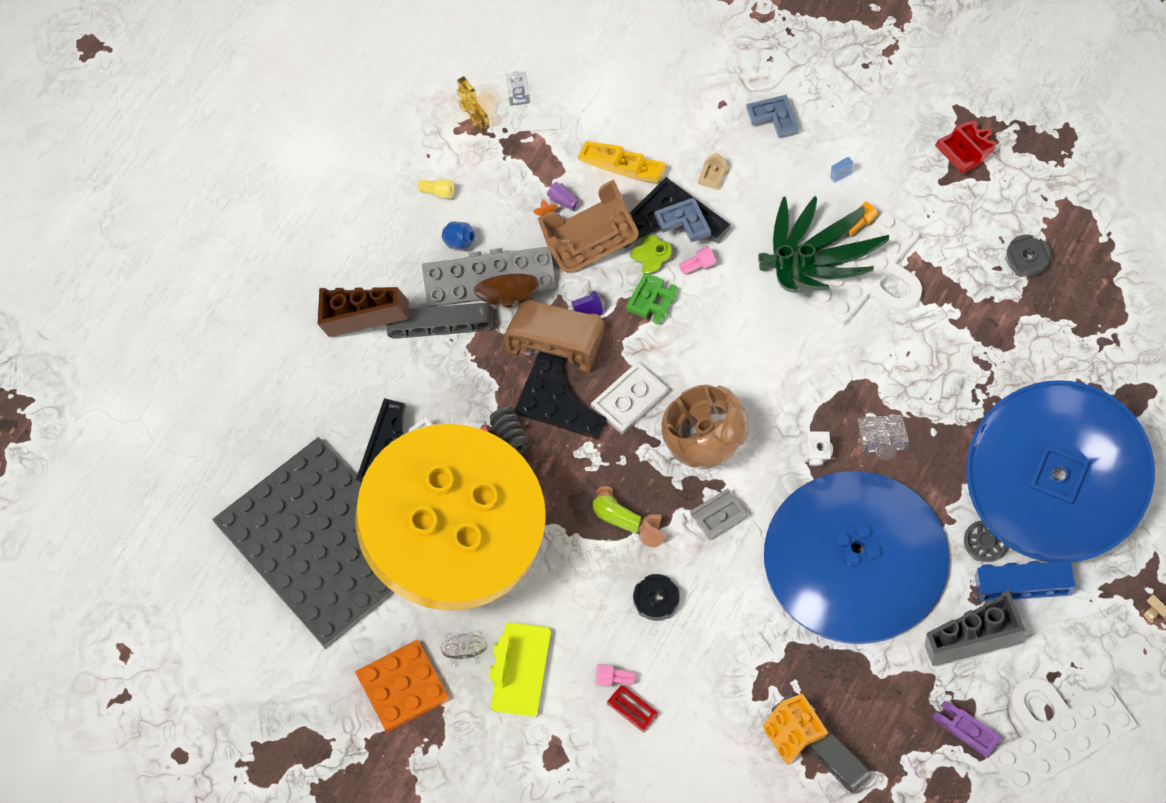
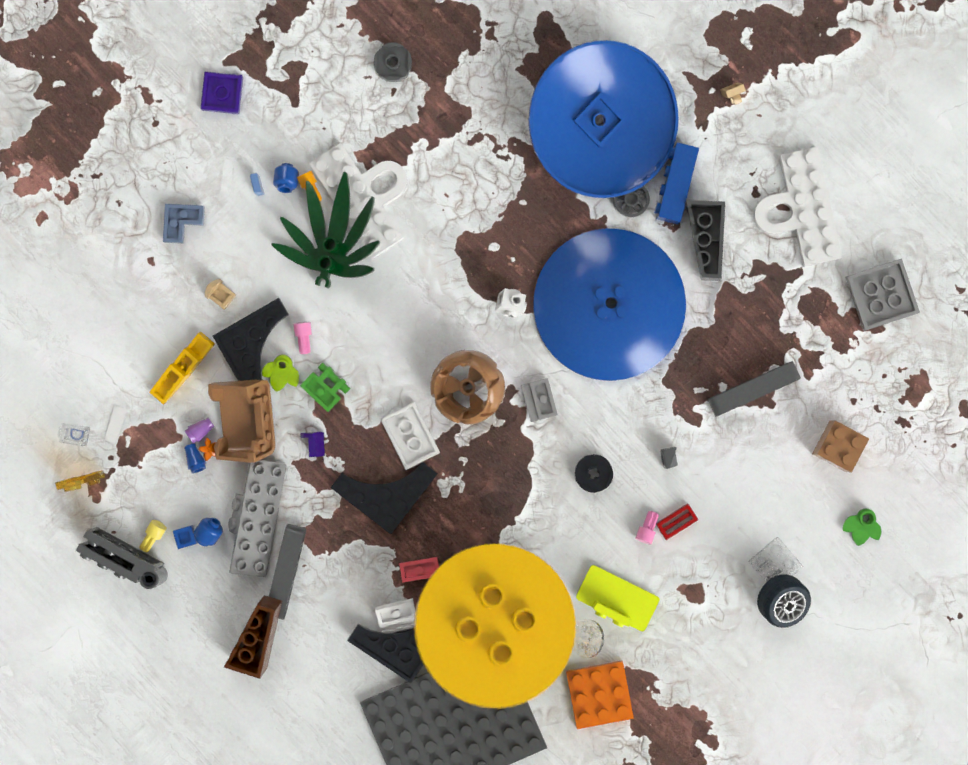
camera: 75 degrees left, 25 degrees up
(404, 164) = (122, 558): none -> dark grey hinge
(444, 215) = (185, 537): none -> blue plate
(506, 289) = (286, 509): reddish brown dish -> none
(508, 428) = (409, 545): dark grey piece -> none
(530, 201) = (194, 459): none -> blue cone
(555, 332) = (332, 479): medium nougat windscreen -> none
(613, 513) = (510, 486): piece -> none
(684, 214) = (258, 334): sand blue plate -> none
(704, 673) = (669, 457): none -> dark grey slope
(793, 727) = (740, 405): light orange bracket -> none
(858, 192) = (285, 178): none -> blue head
(883, 435) = (516, 244): clear plate -> none
(923, 112) = (221, 93): none -> dark purple tile
(966, 146) = (271, 70): red plate -> none
(968, 729) = (780, 273): medium lavender hinge -> none

